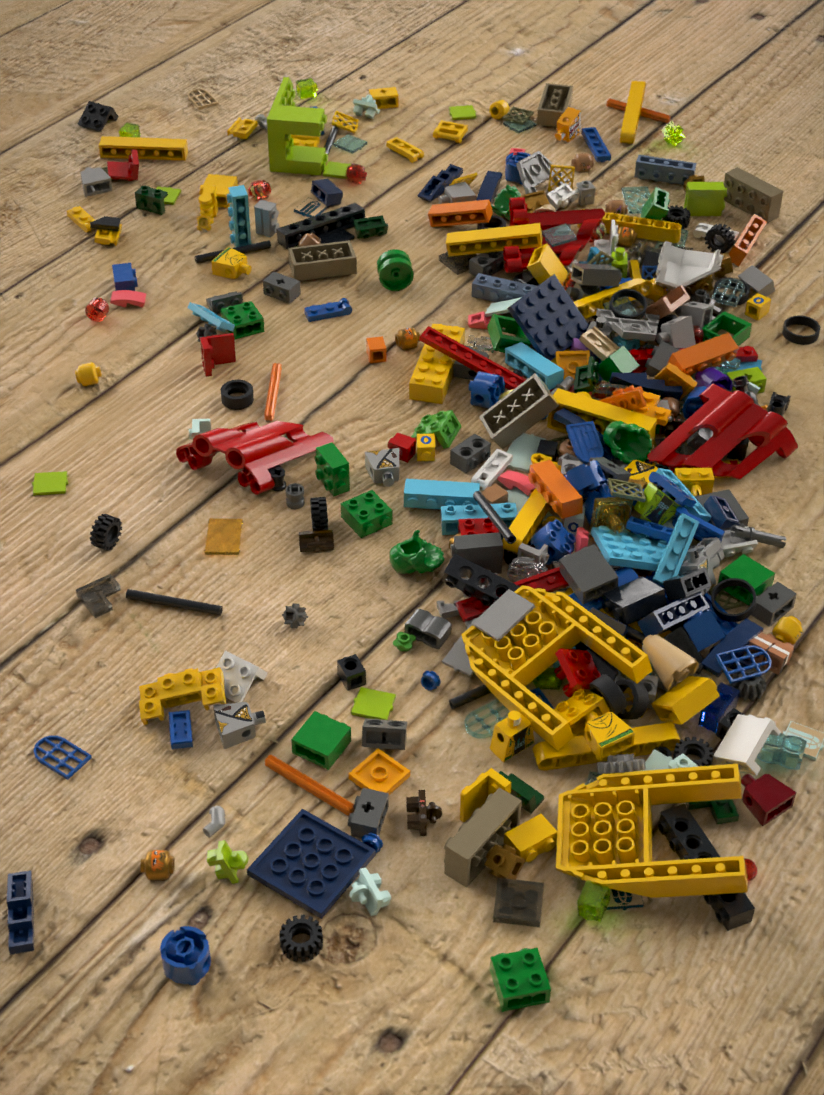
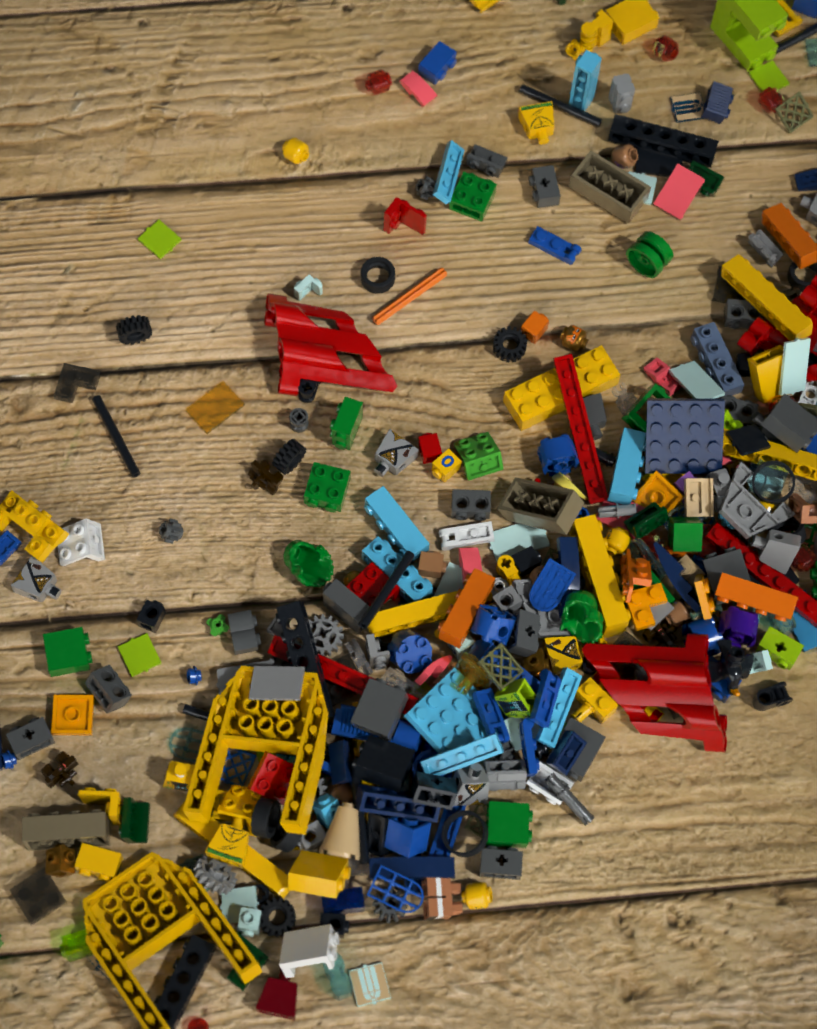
camera: 45 degrees right, 25 degrees up
(309, 785) = (26, 675): orange axle -> none
(366, 238) = (679, 191): none -> coral piece
(373, 368) = (510, 334): none -> black tyre
(379, 177) = (784, 119): none -> olive window
(443, 229) = (765, 247): none -> light grey hinge
(556, 253) = (794, 366): none -> light aqua piece
(586, 298) = (748, 439): none -> black piece

